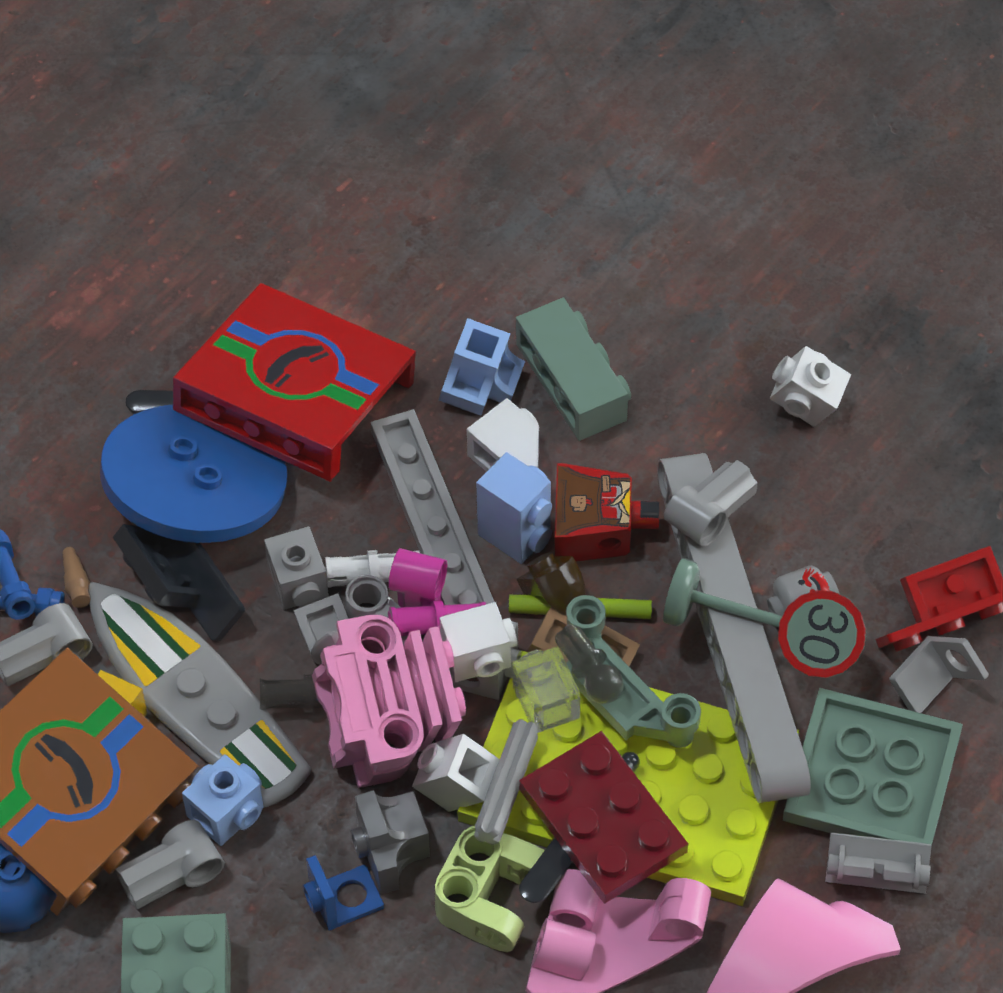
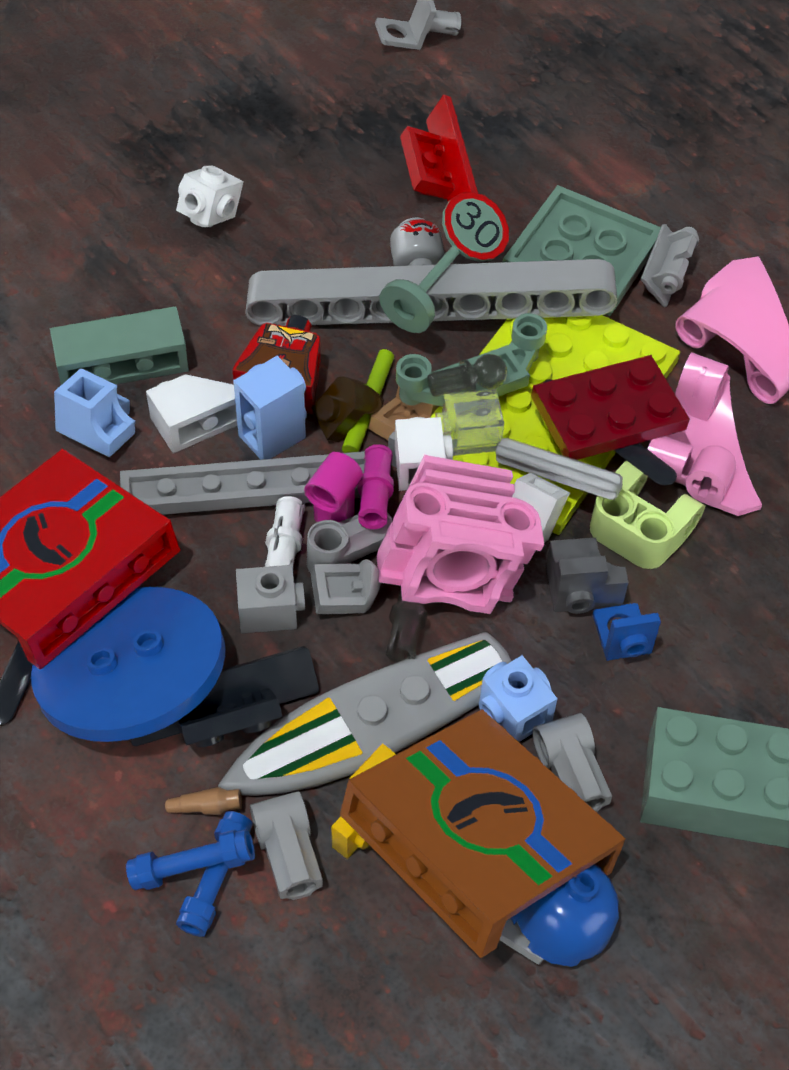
camera: 80 degrees left, 0 degrees up
(705, 510) = (328, 270): light grey piece -> none
(932, 668) = (494, 184): light grey bracket -> none

